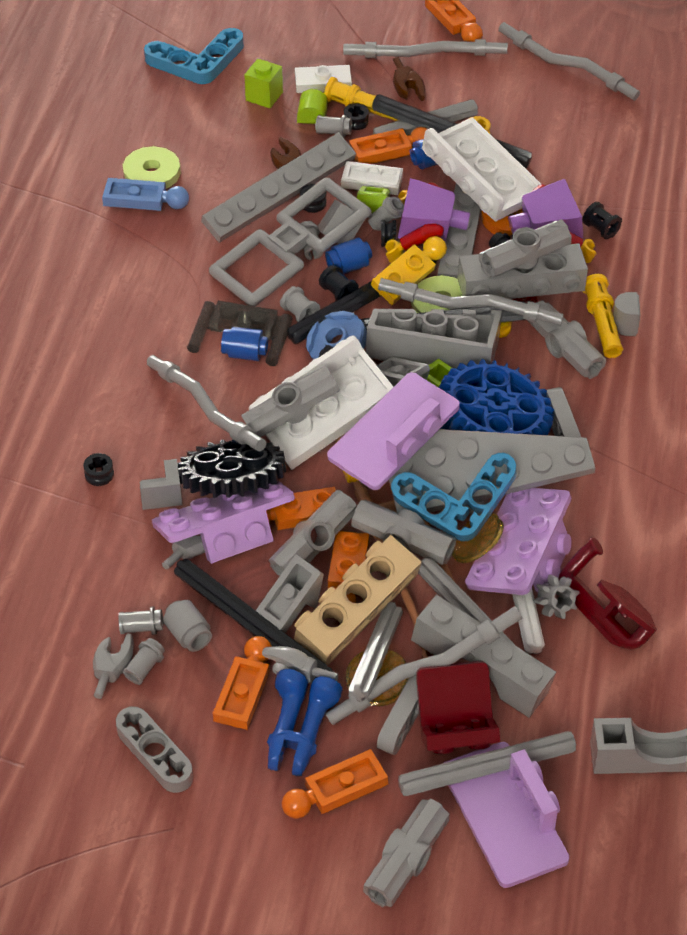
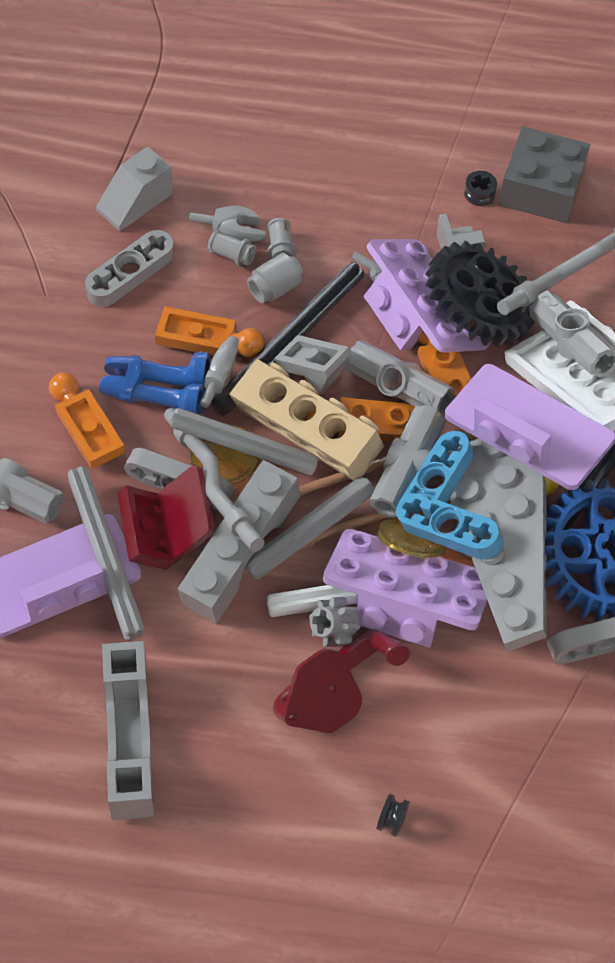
camera: 85 degrees right, 10 degrees up
(61, 737) = (136, 189): none -> light grey slope
(98, 417) = (544, 174): none -> dark grey brick

